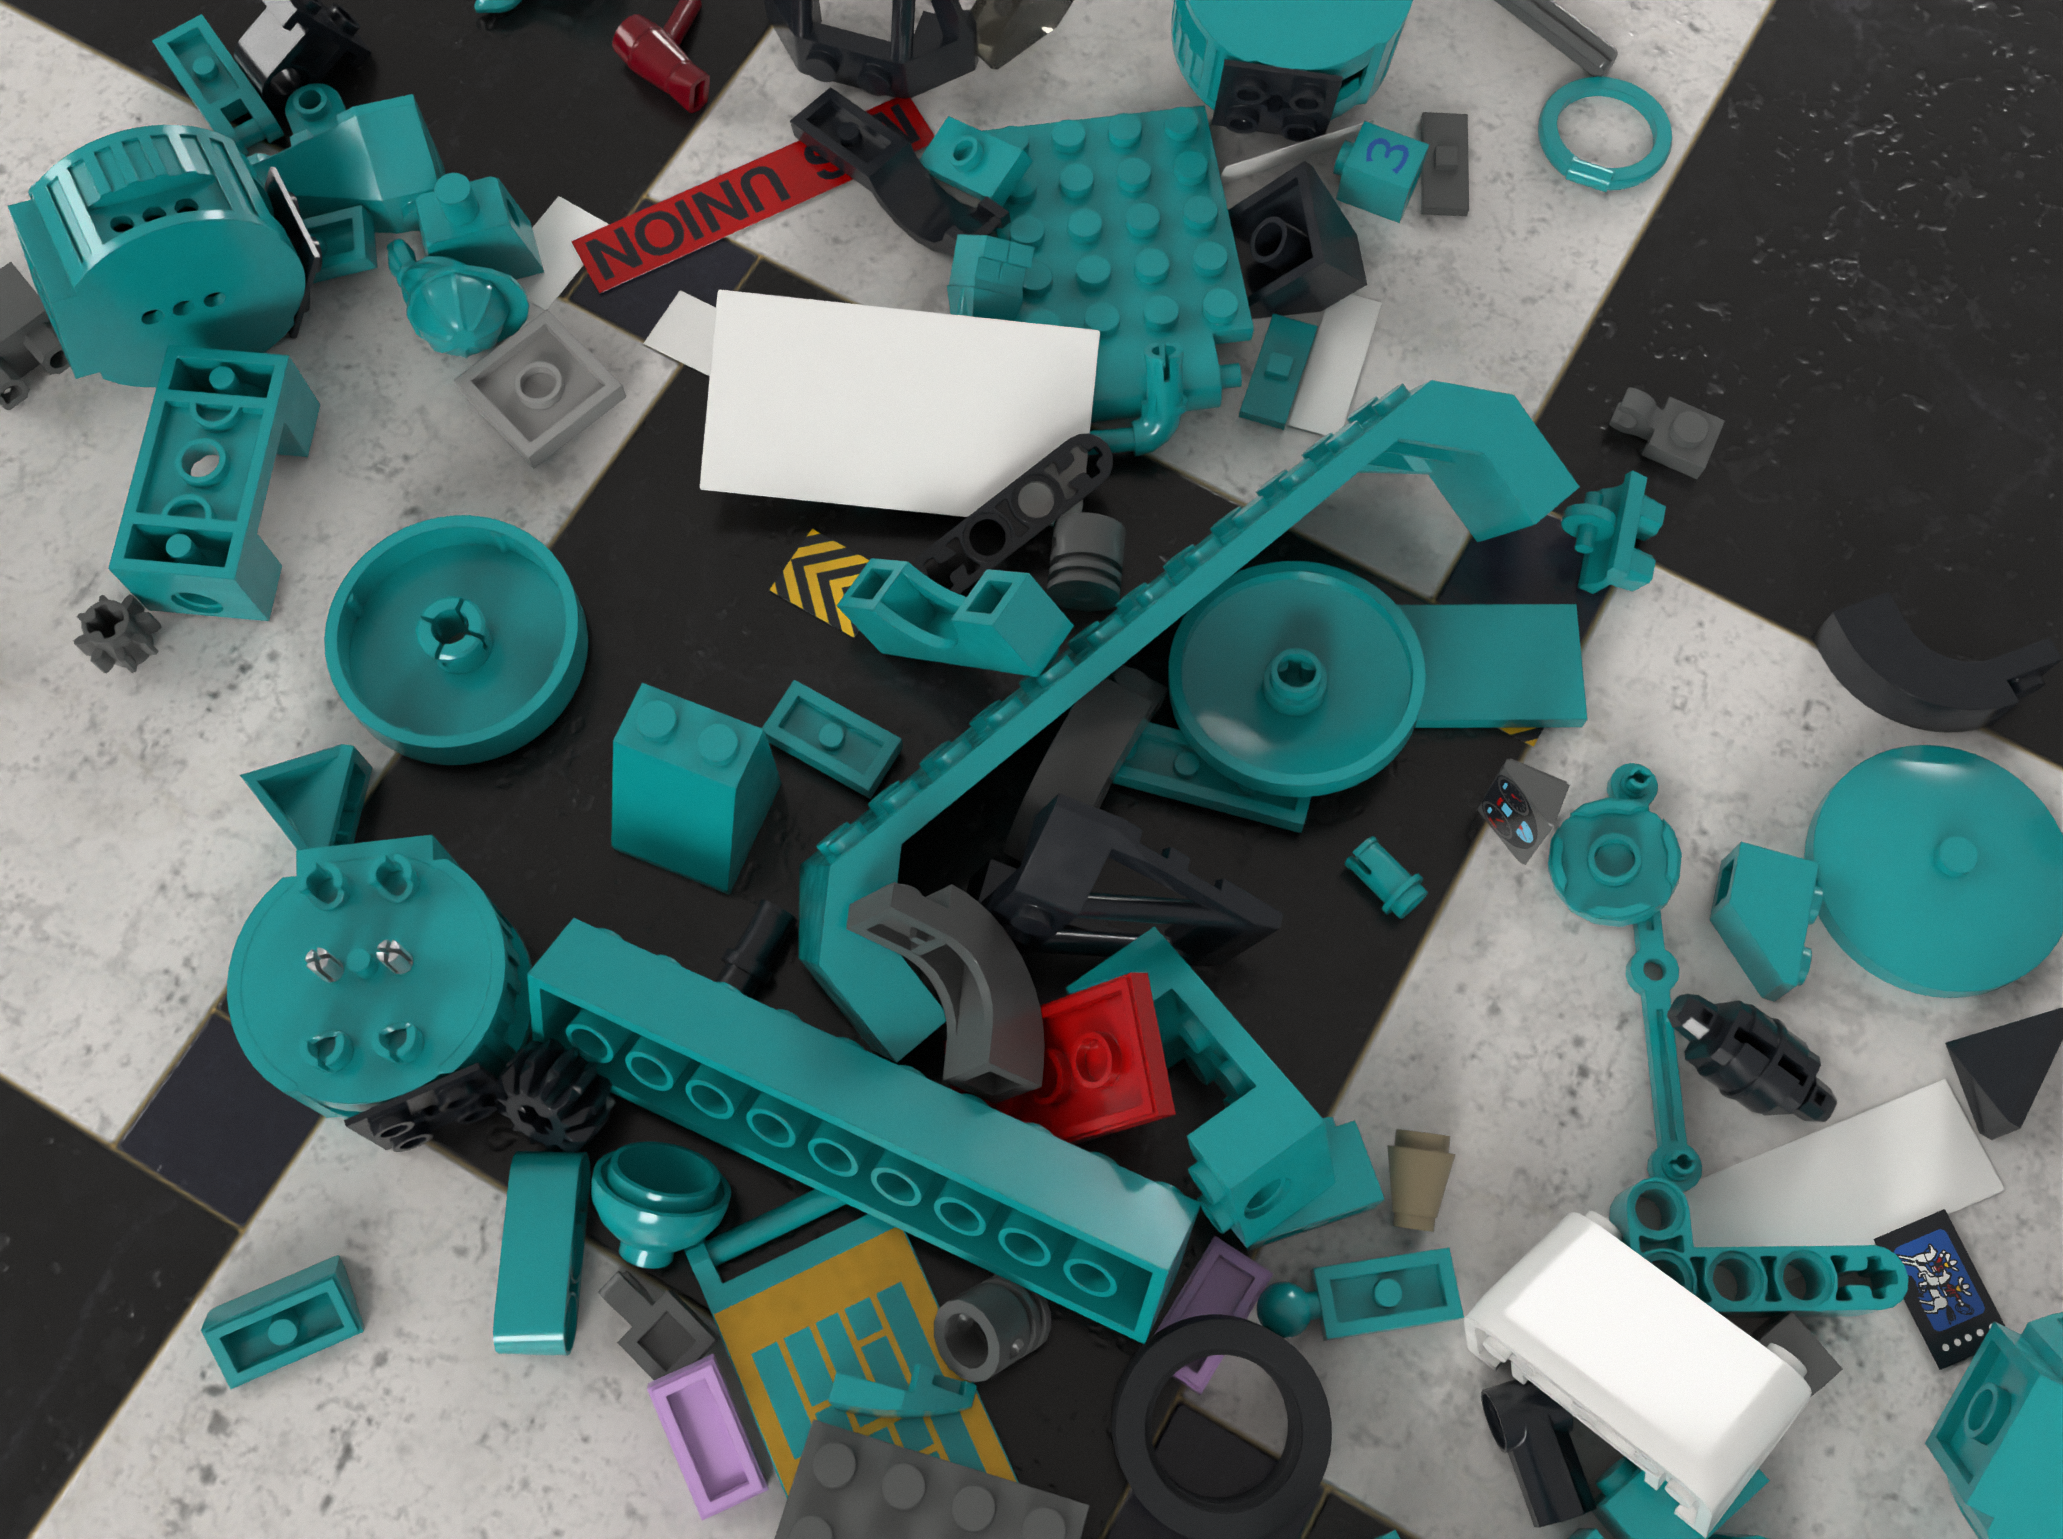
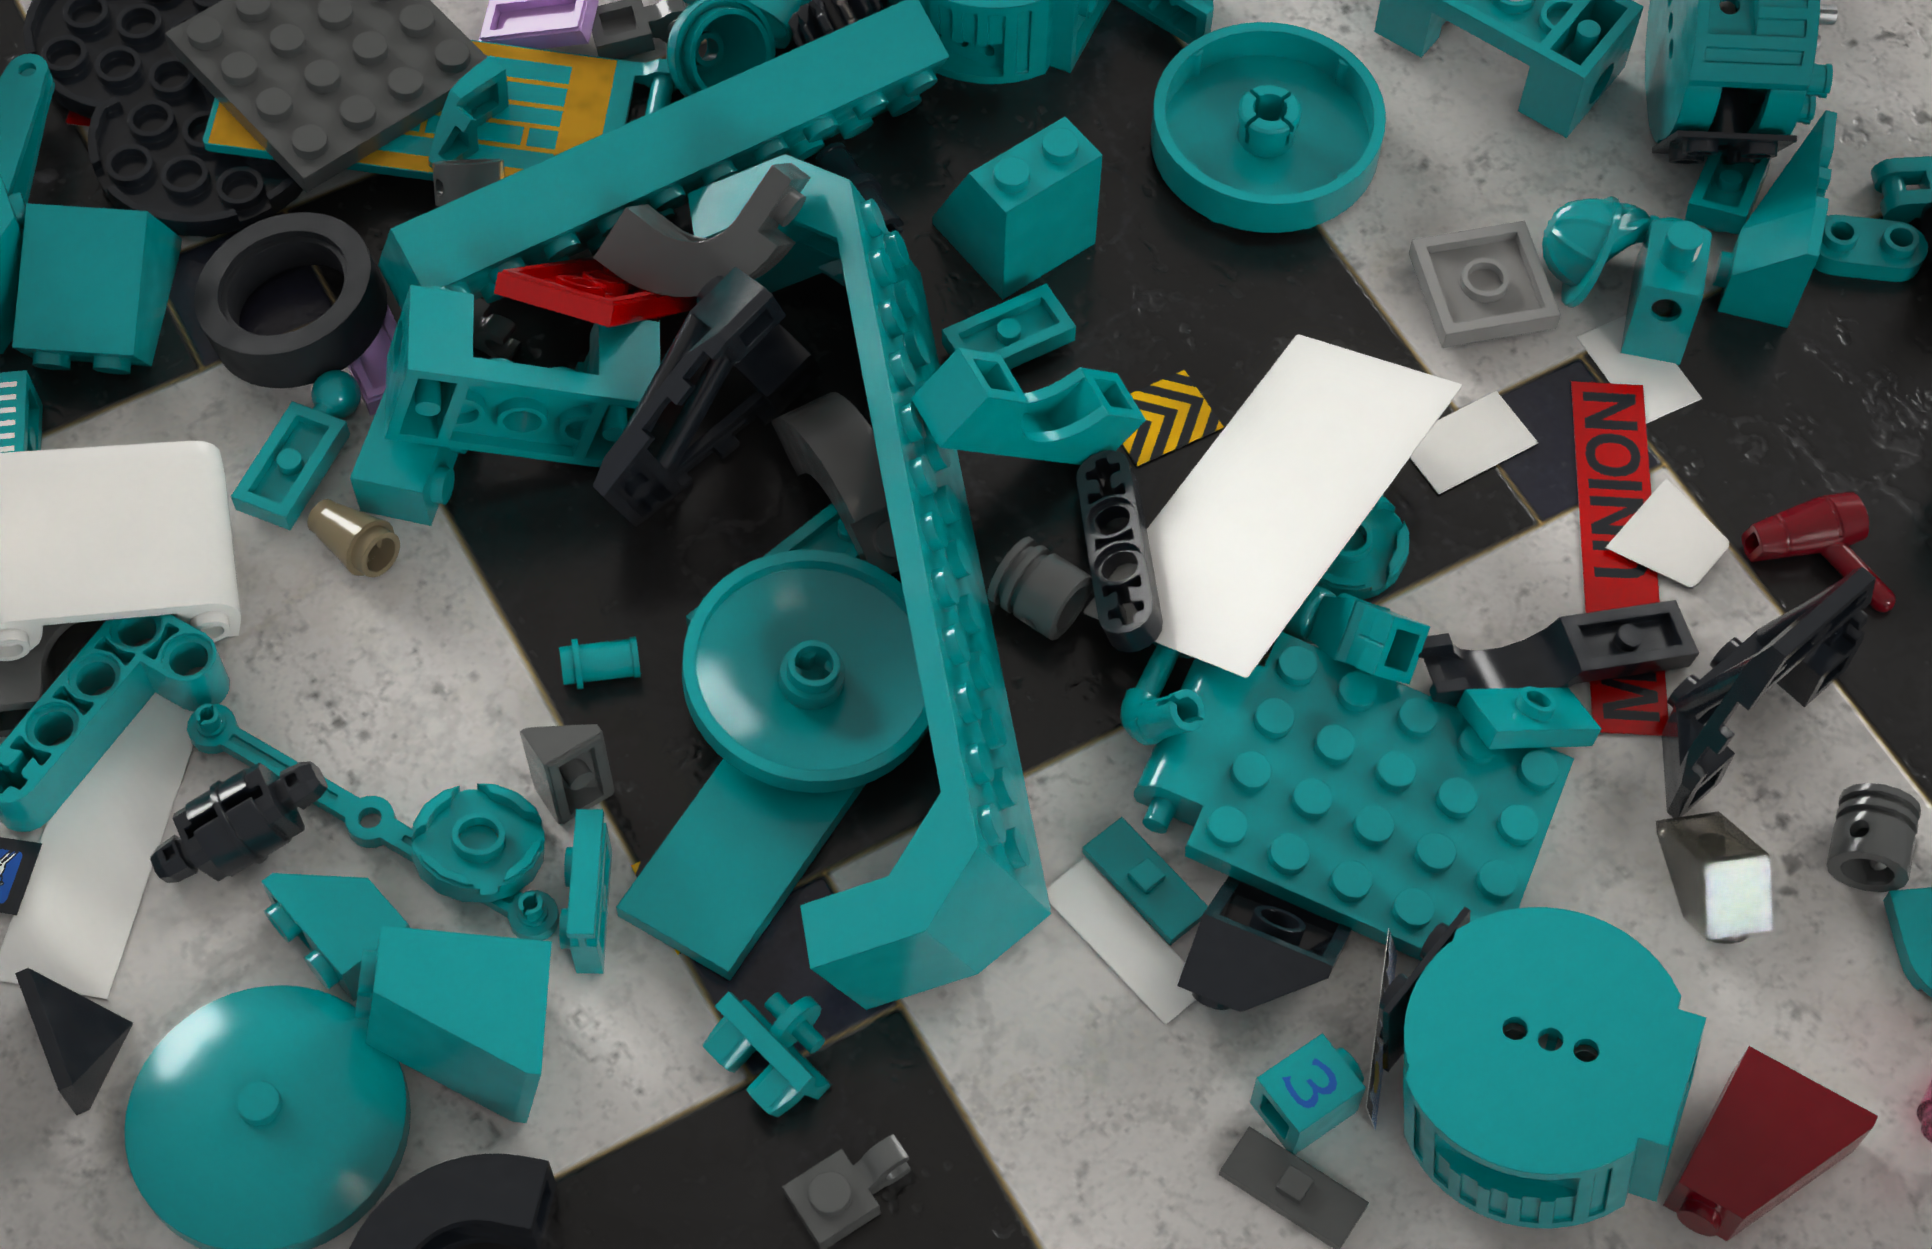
camera: 120 degrees right, 10 degrees down
(719, 160) = (1671, 537): none -> white sticker
(1618, 726) = (588, 876): none -> teal plate
(1782, 739) = (460, 1011): none -> teal slope

